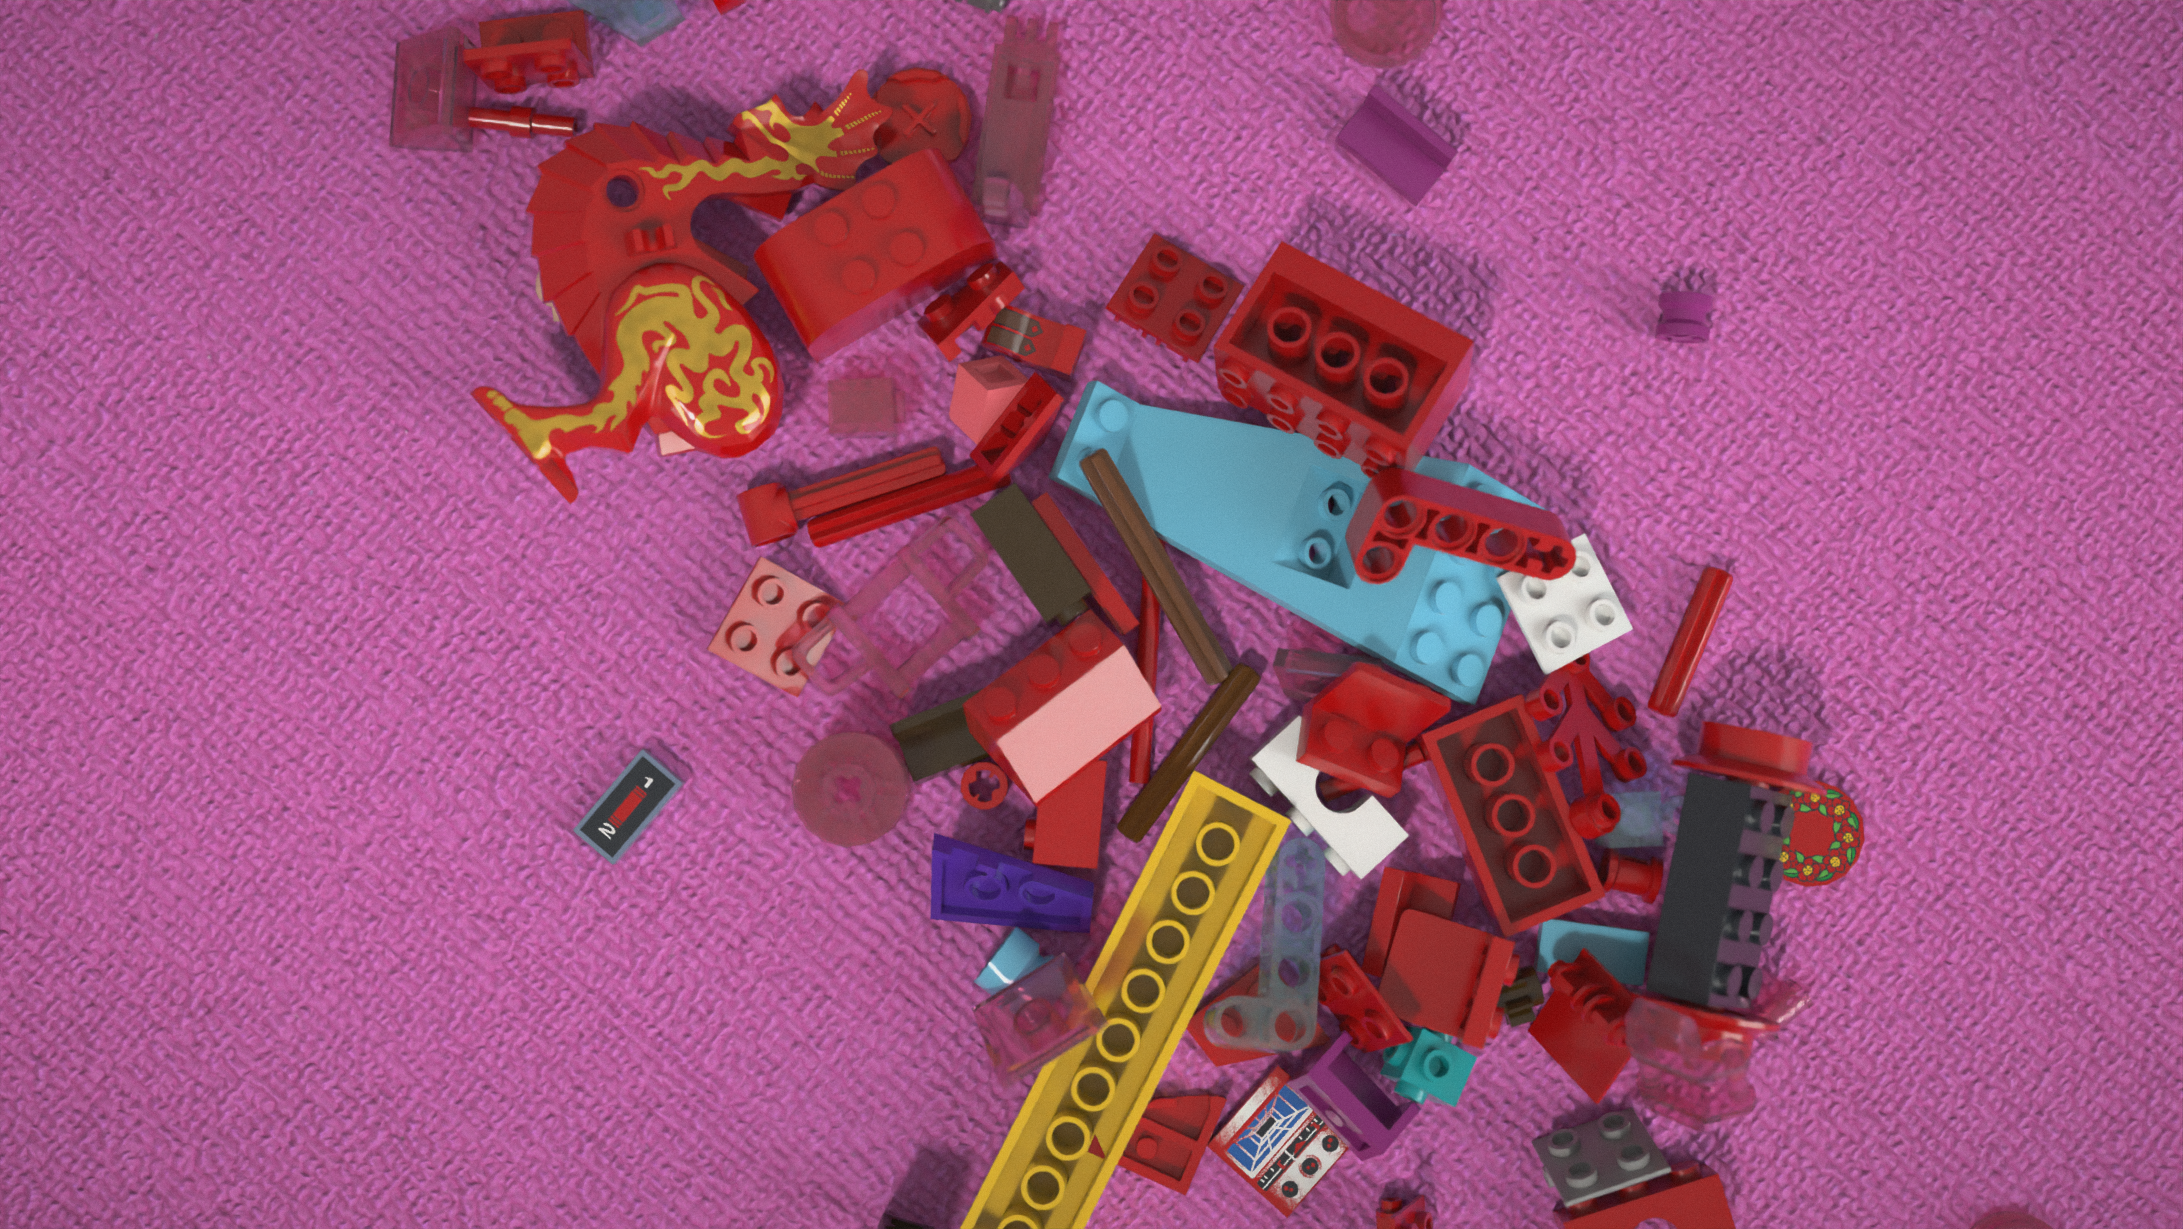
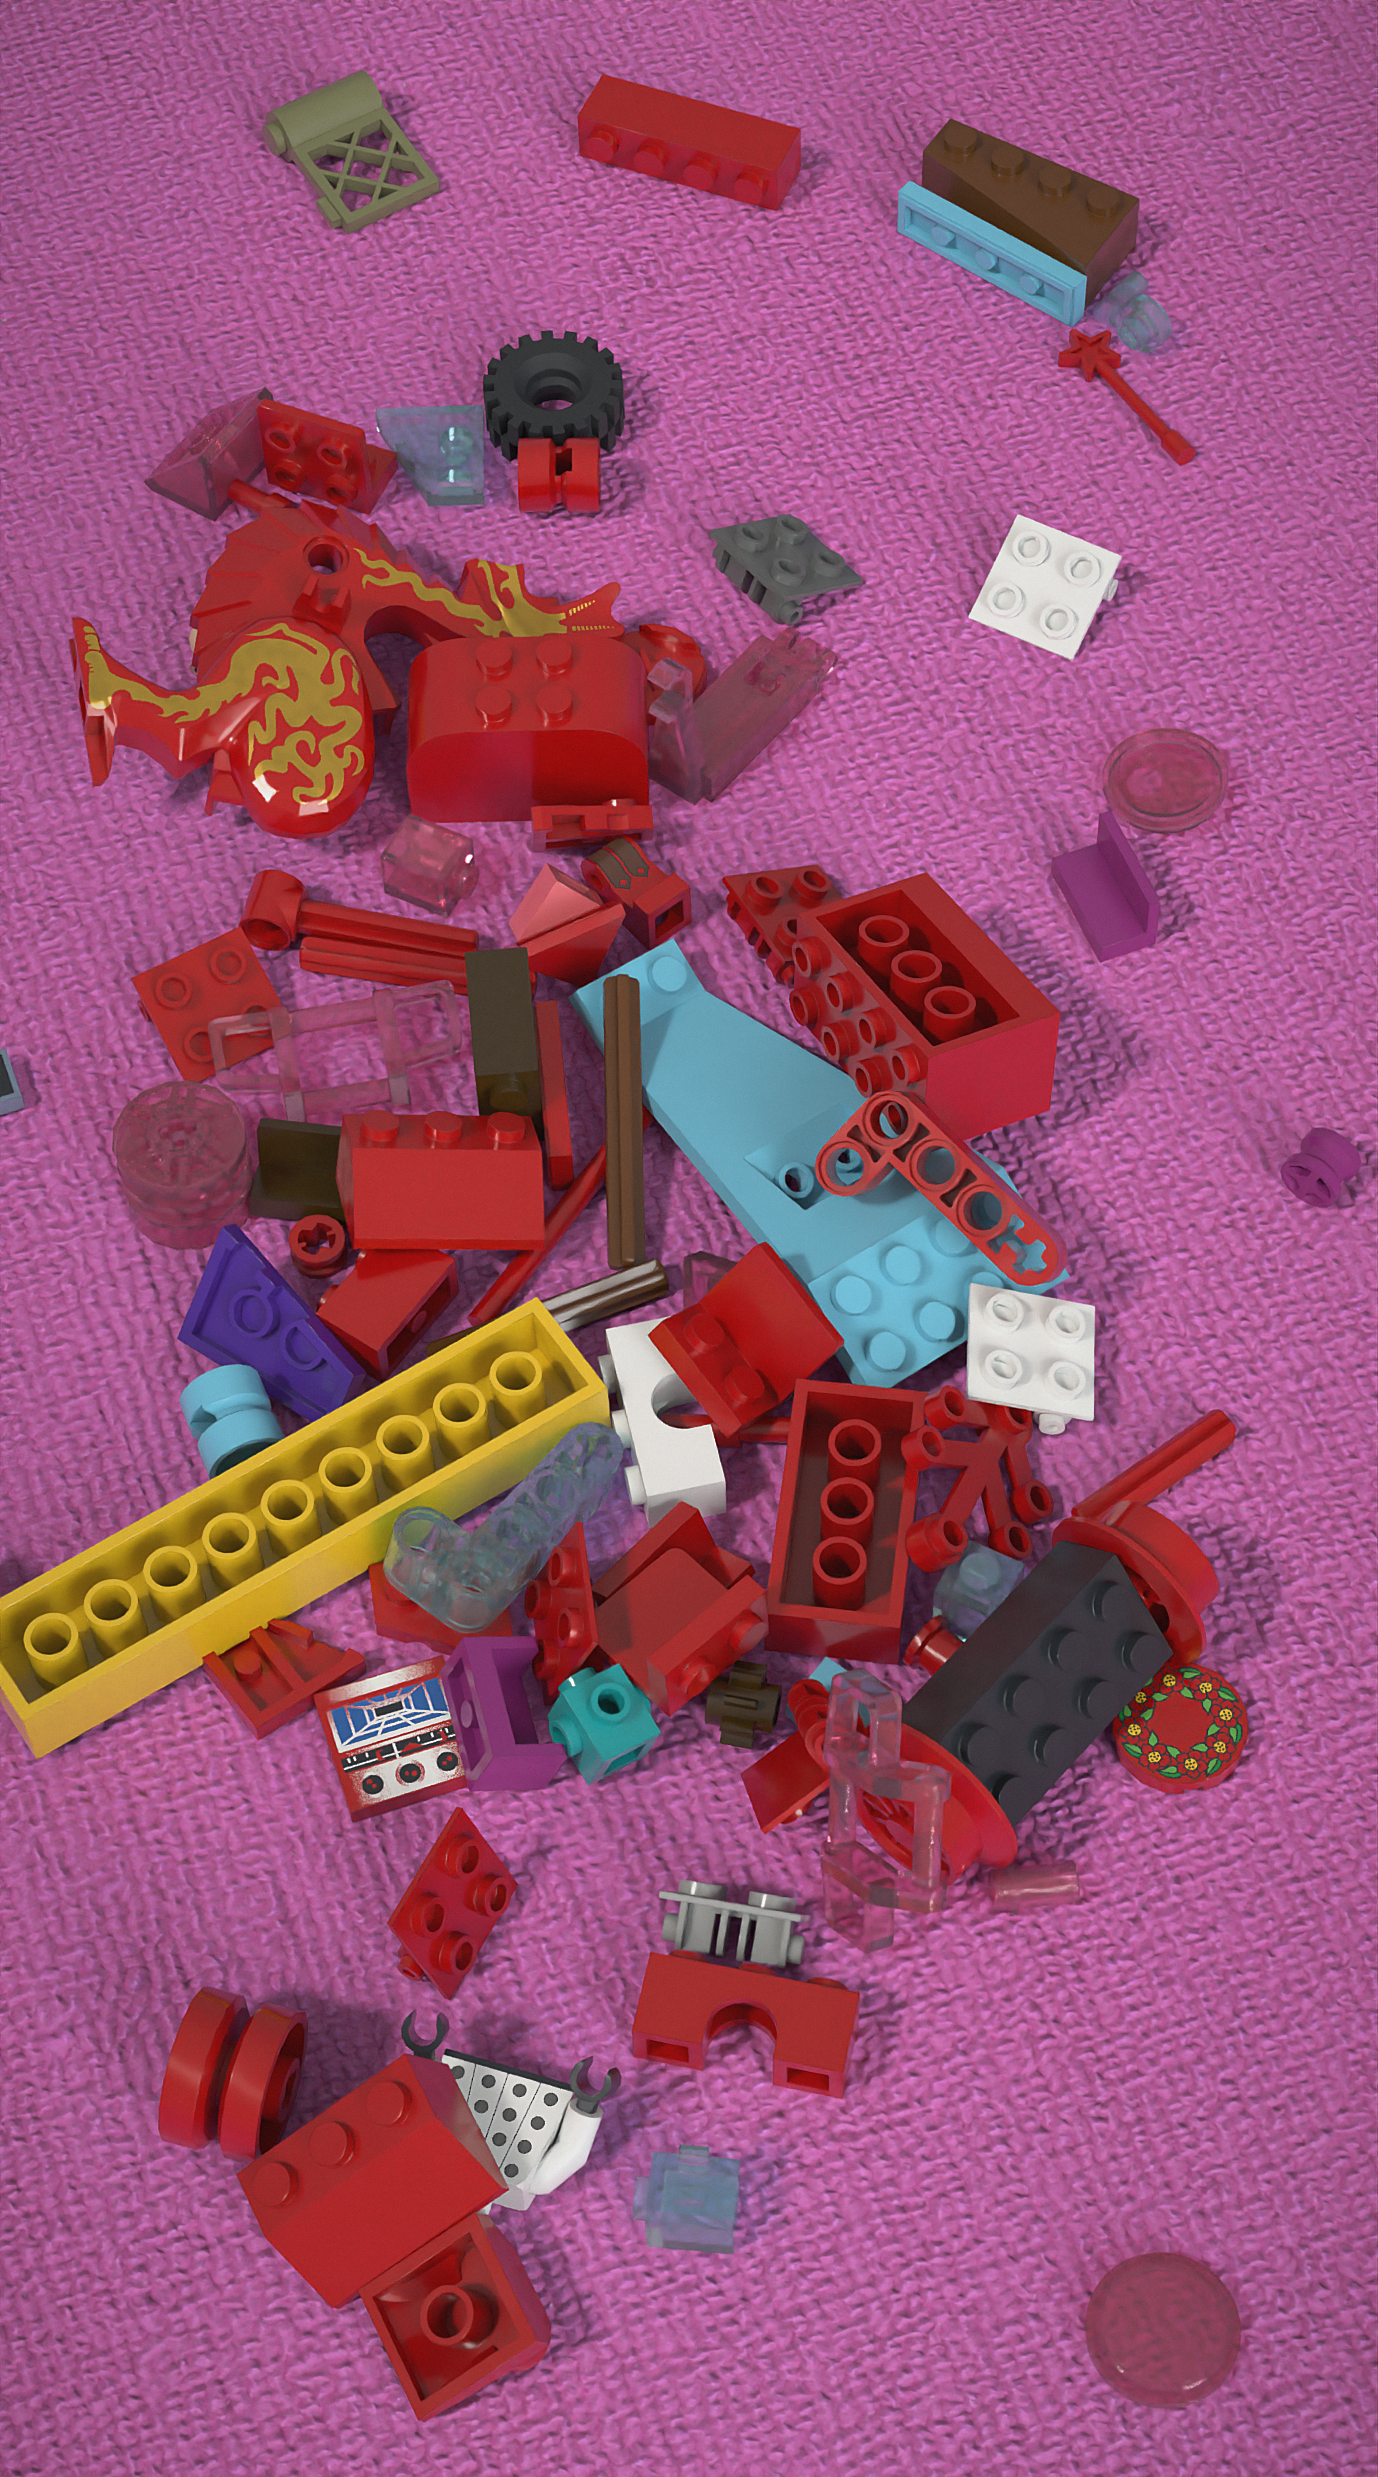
camera: 30 degrees right, 30 degrees down
(1037, 1019) = (217, 1441): clear pink slope -> none

